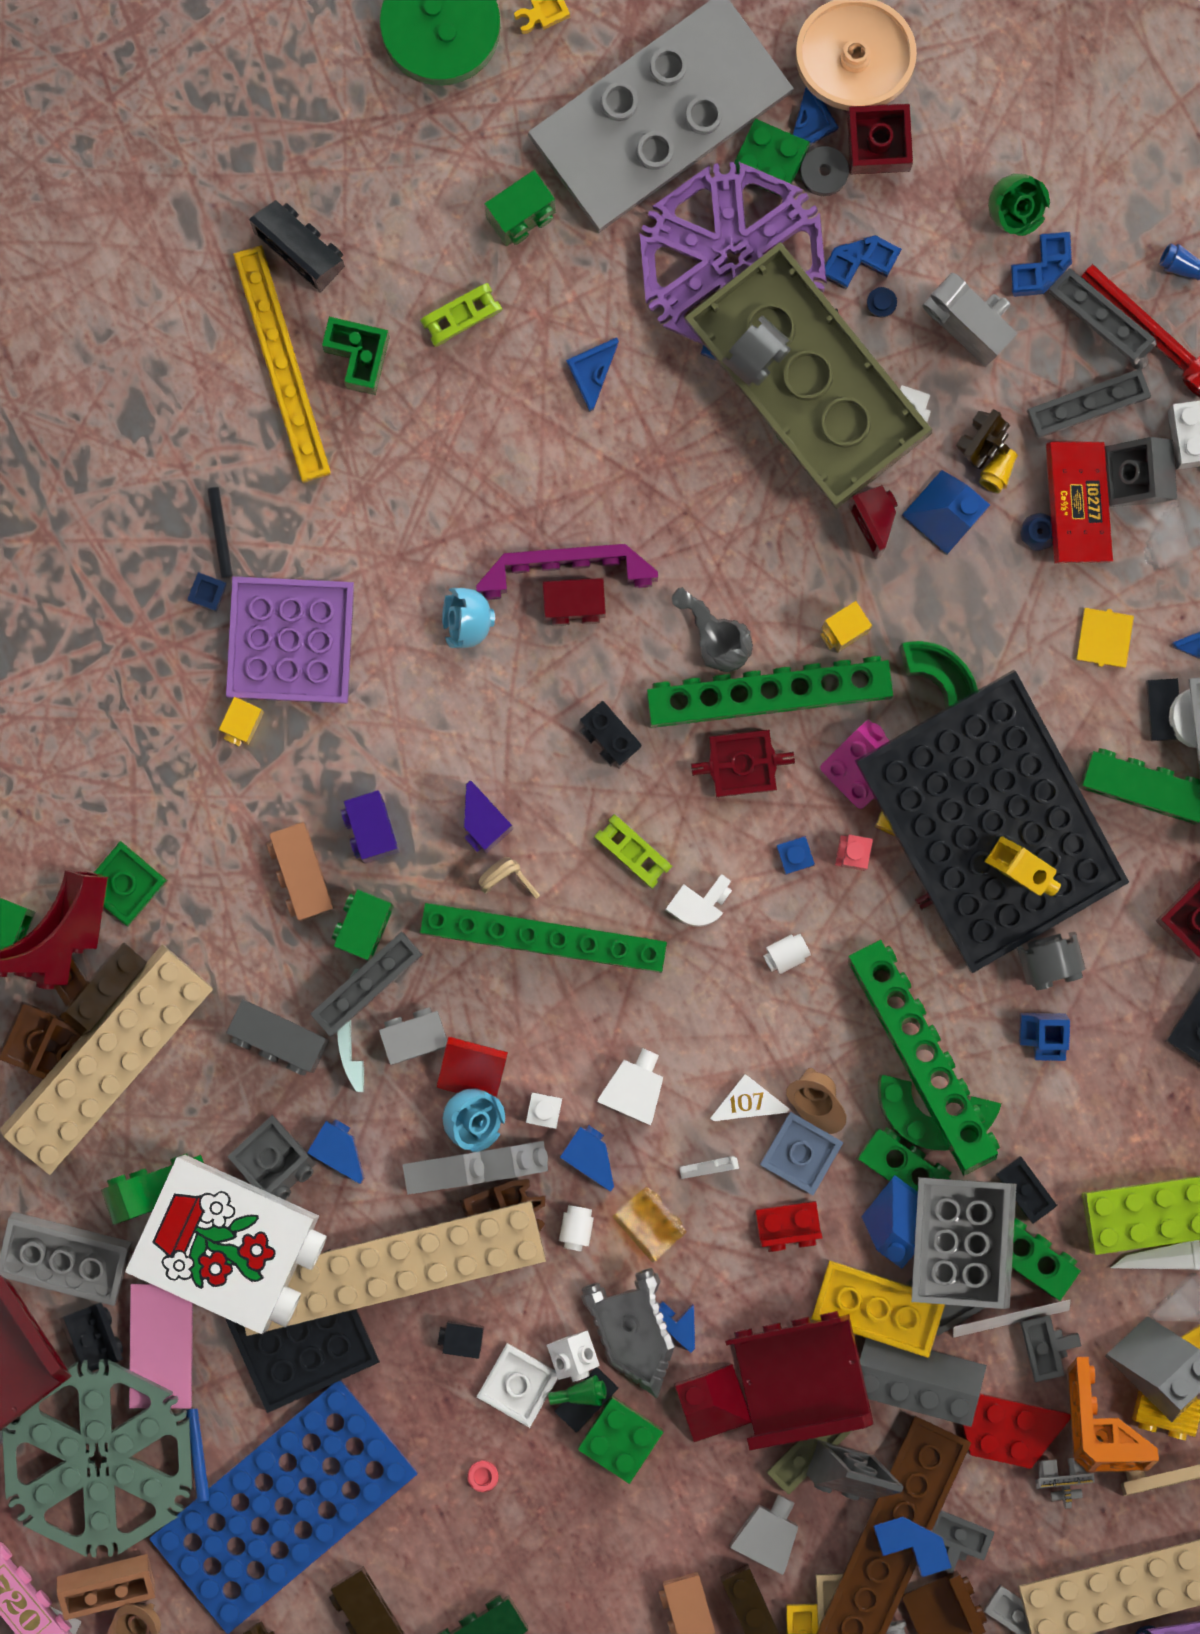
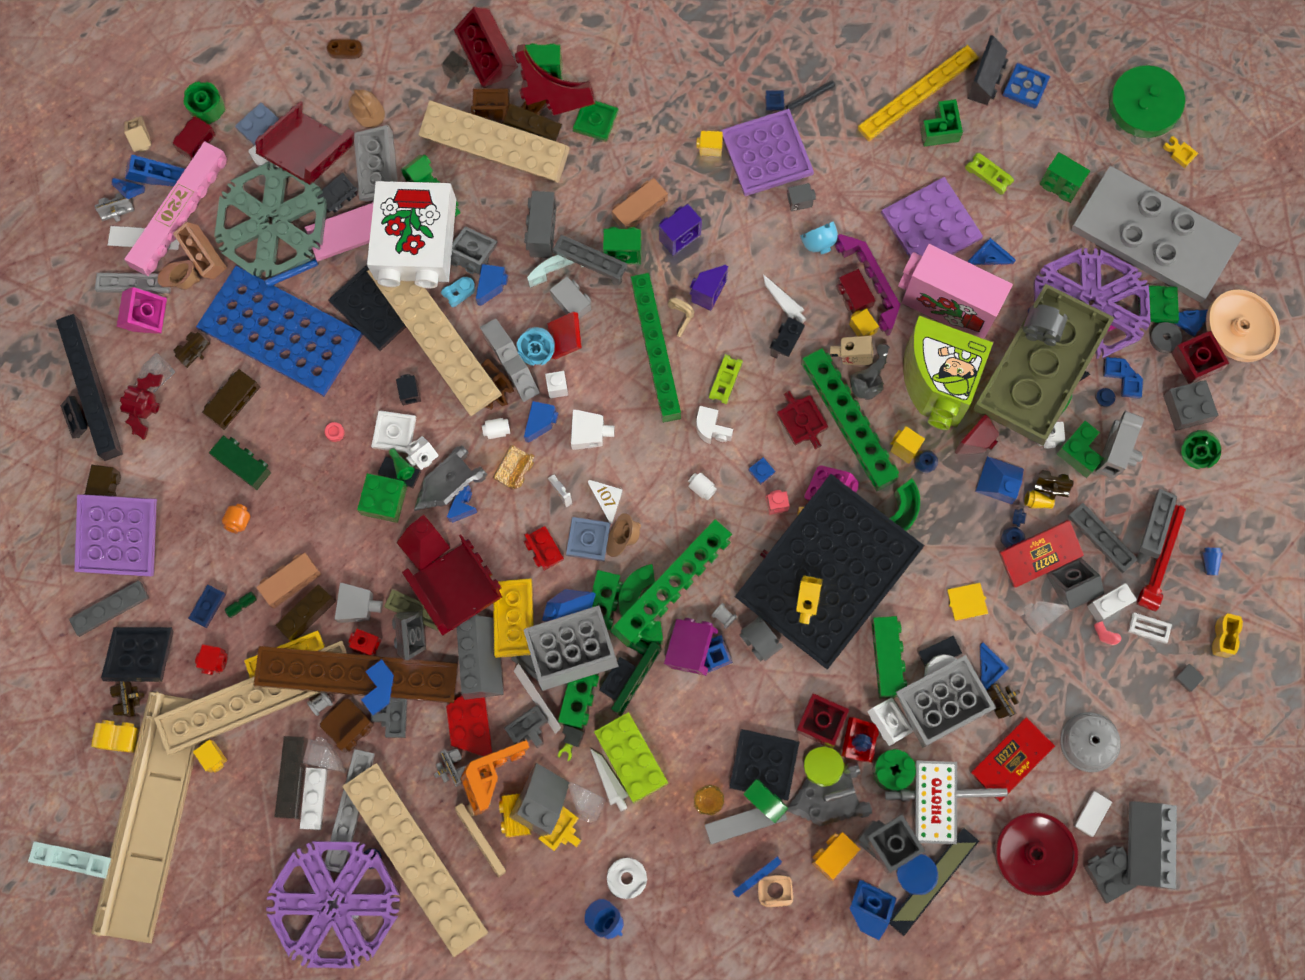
camera: 75 degrees right, 10 degrees down
(324, 1193) = (464, 286): none -> medium azure plate
(339, 194) = (1026, 85): none -> blue piece
(386, 618) = (800, 197): none -> dark grey brick
(508, 438) = (932, 218): none -> medium lavender plate
(551, 709) = (789, 306): none -> white bar
(629, 610) = (863, 323): none -> yellow brick
(647, 459) = (953, 291): none -> bright pink brick
(674, 630) = (854, 350): none -> tan torso
(766, 529) = (943, 371): none -> lime brick
(833, 1543) = (364, 642): none -> red brick
(885, 606) = (926, 467): none -> dark blue plate
(944, 185) = (1190, 405): none -> dark grey brick
(946, 381) = (1077, 450): none -> green brick
(993, 998) = (724, 616): none -> light grey bush
(1007, 1129) = (649, 654): none -> dark green piece
(1013, 509) = (1019, 517): none -> dark blue plate
(1022, 1066) = (689, 646): none -> magenta panel
(1039, 277) = (1163, 480): blue tile -> none
(1089, 1288) = (572, 738): none -> pearl dark grey piece

